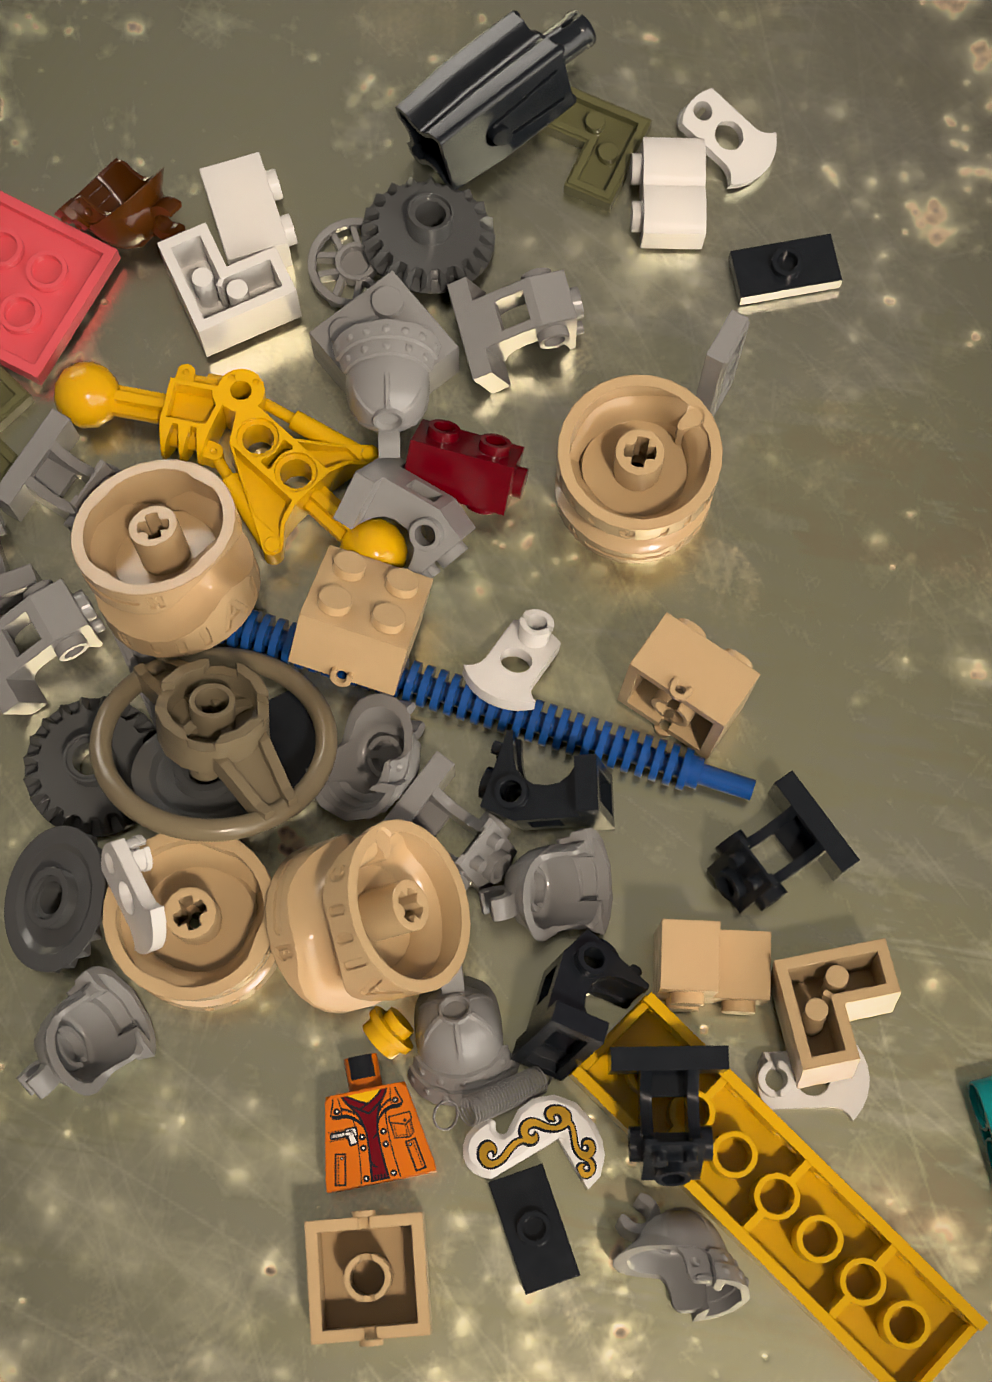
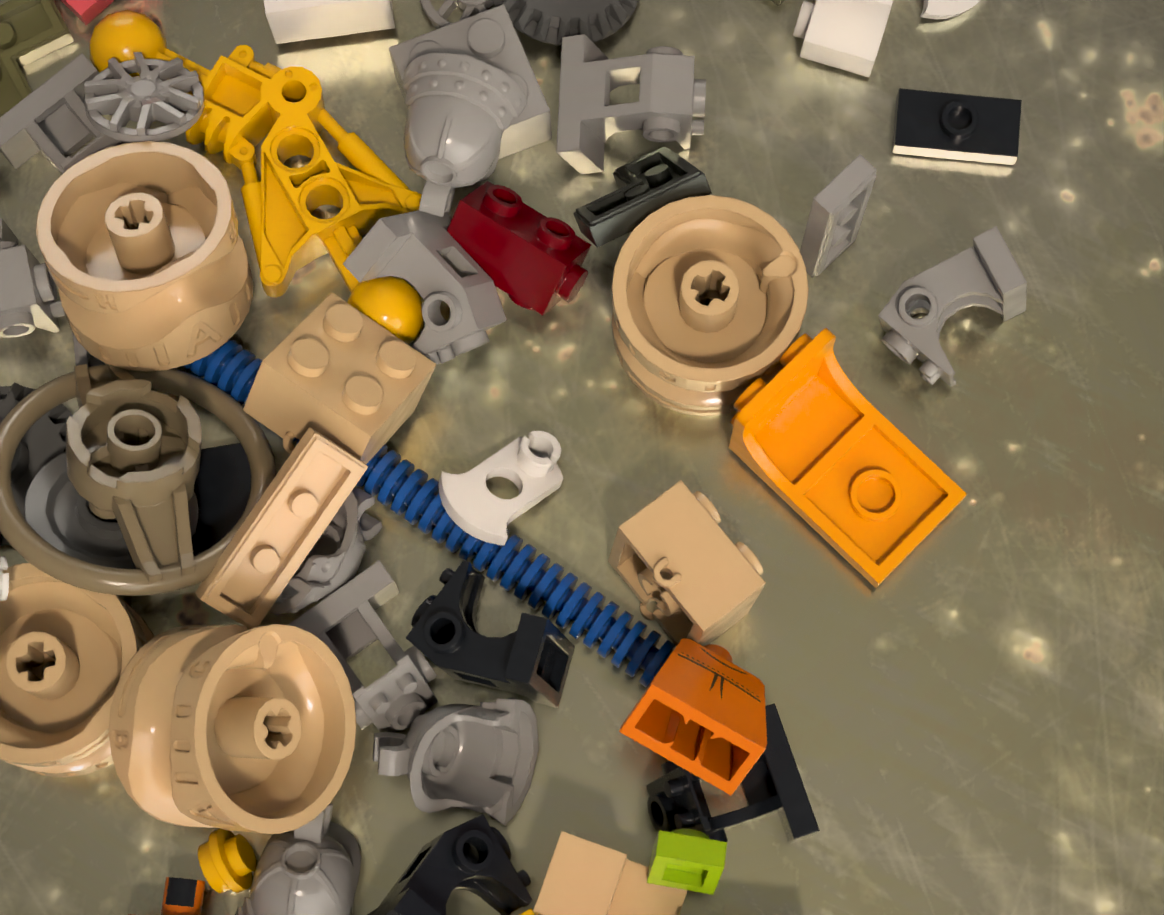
camera: 20 degrees right, 0 degrees up
(128, 424) = (152, 96): none -> light grey wheel
(356, 746) = (281, 529): none -> tan tile
(552, 393) = (643, 189): none -> pearl dark grey tile
(742, 795) = (703, 715): none -> orange torso
(766, 914) = (687, 861): none -> lime plate
(780, 564) = (840, 460): none -> light orange bracket
(847, 383) = (976, 277): none -> light grey tile

